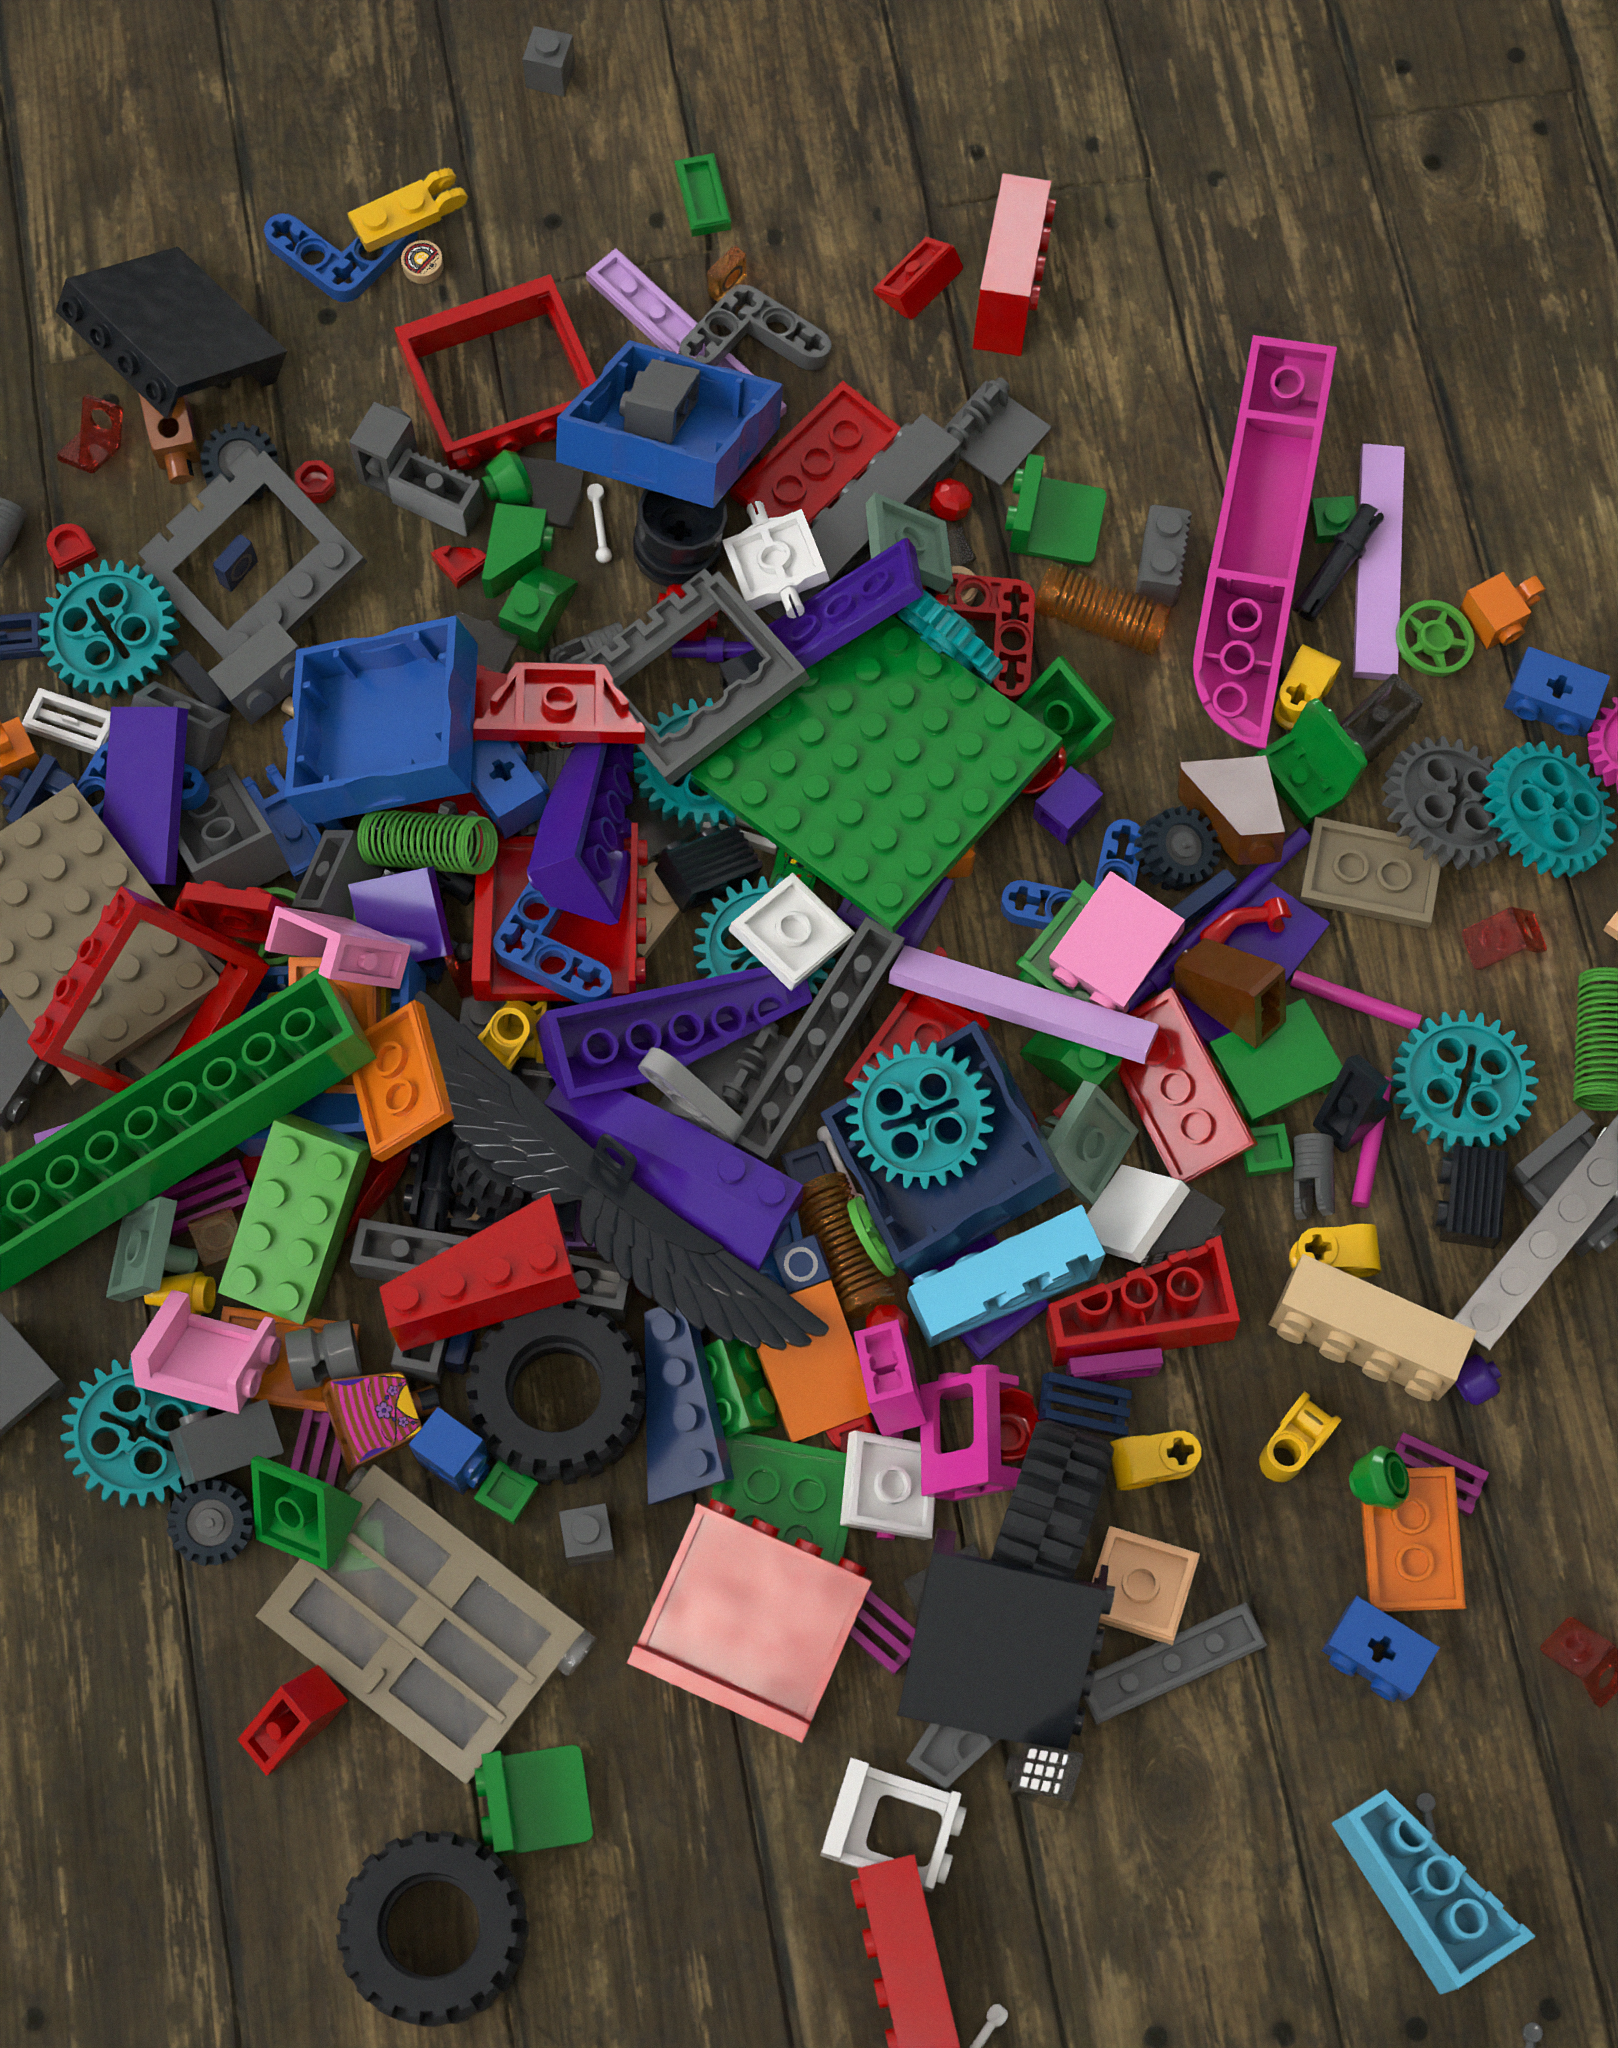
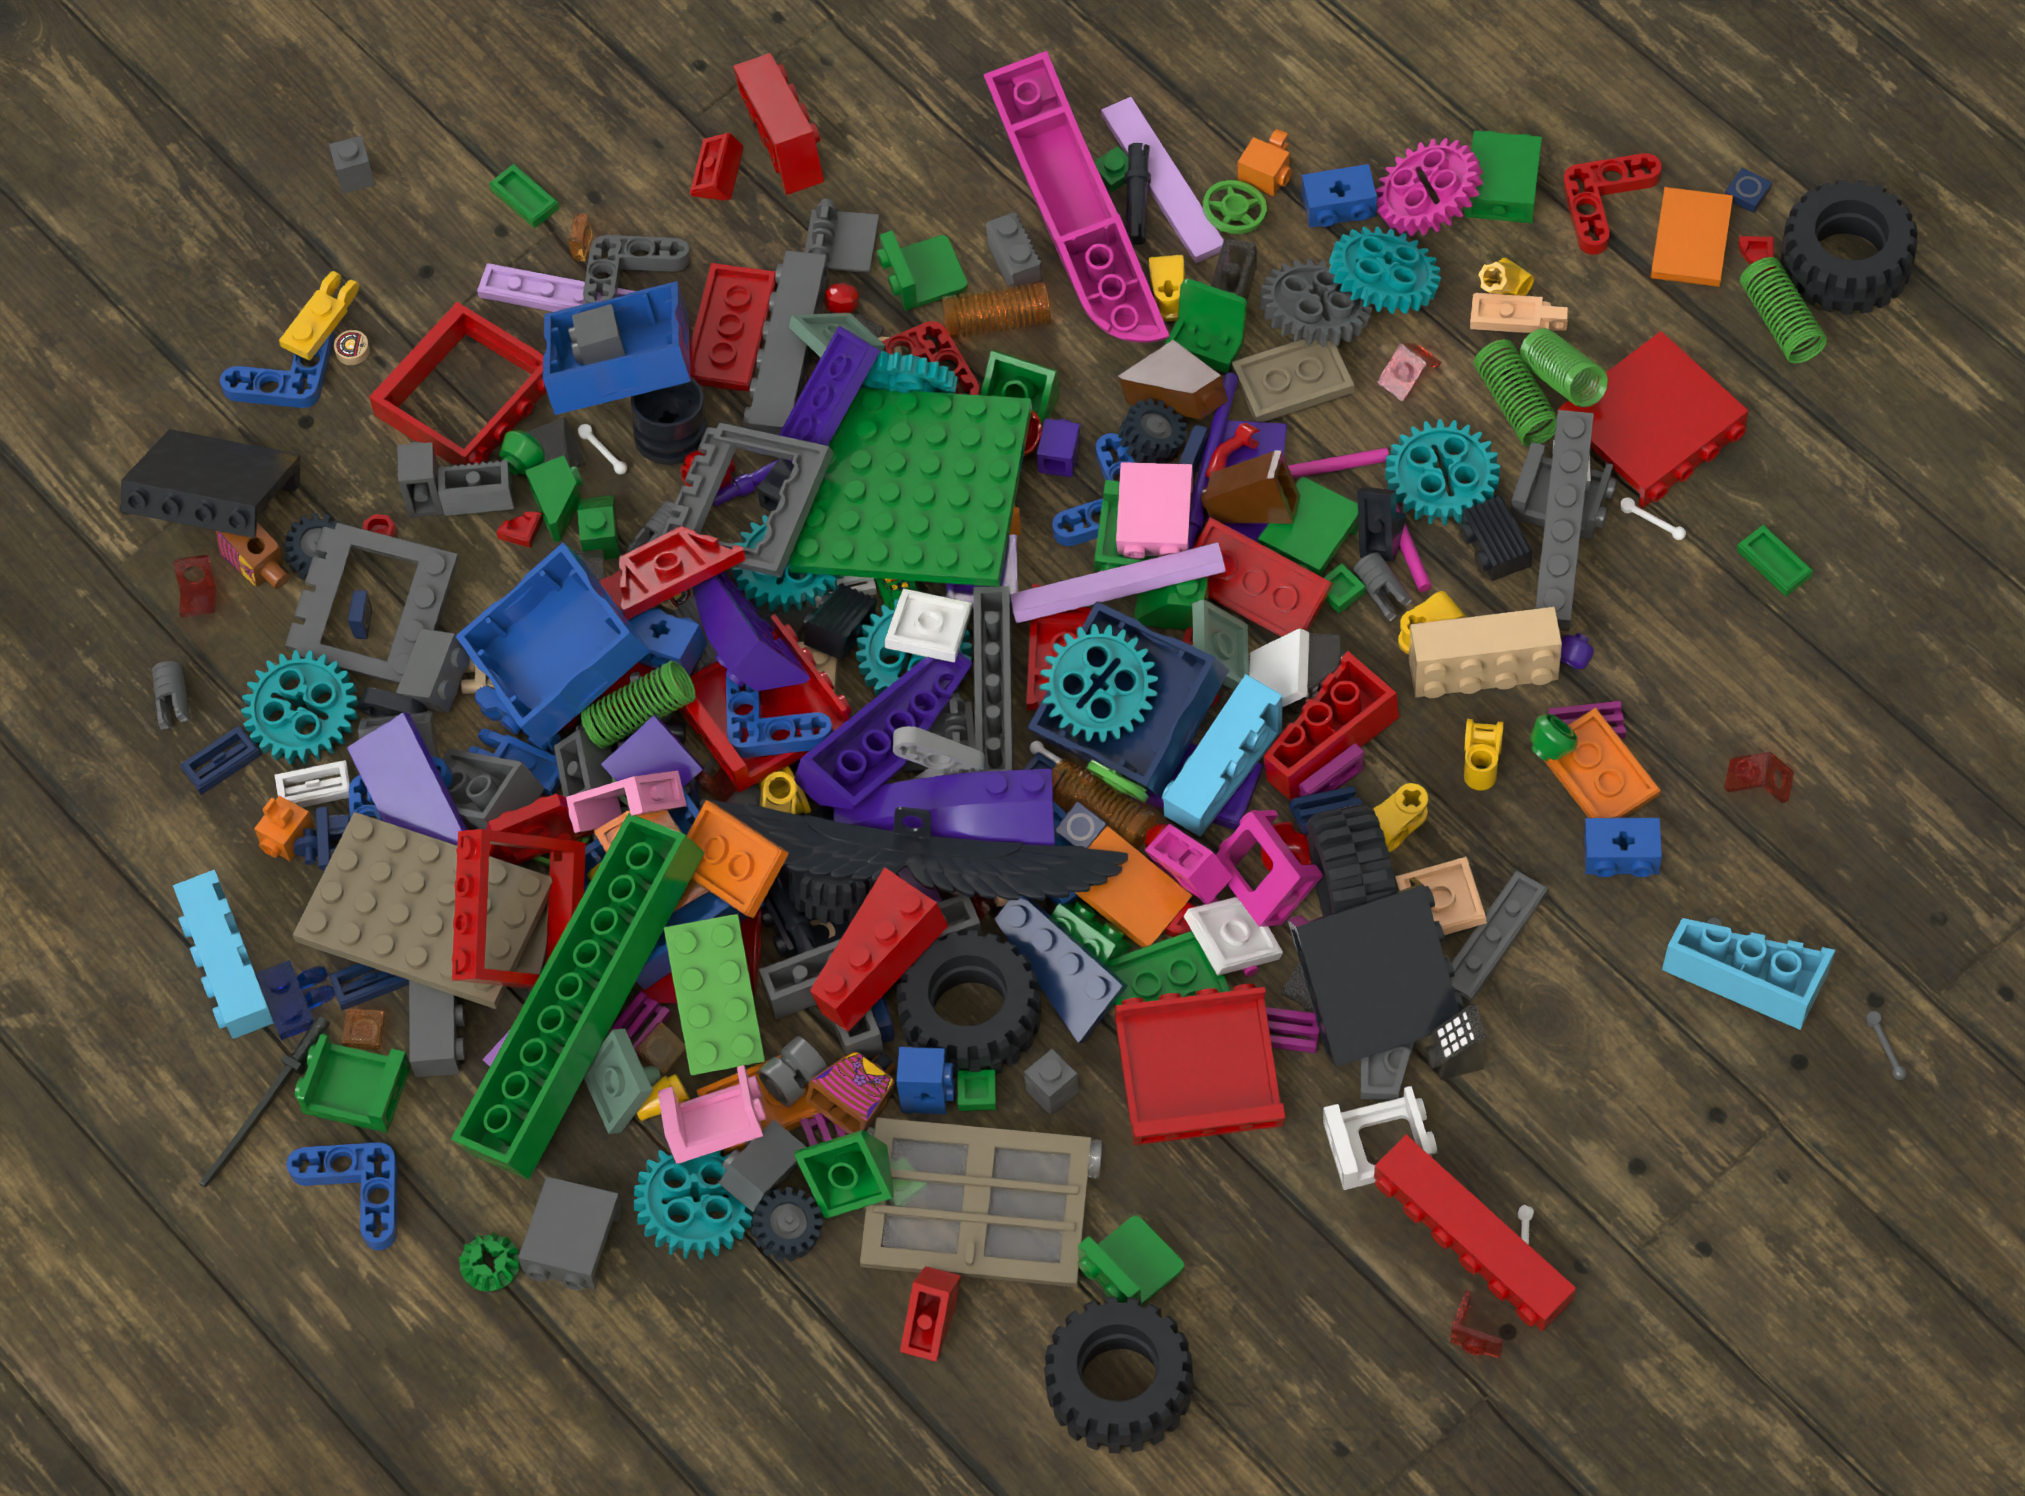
camera: 25 degrees left, 10 degrees down
(70, 547) = (229, 673): red tile -> none
(775, 559) = (751, 395): white plate -> none

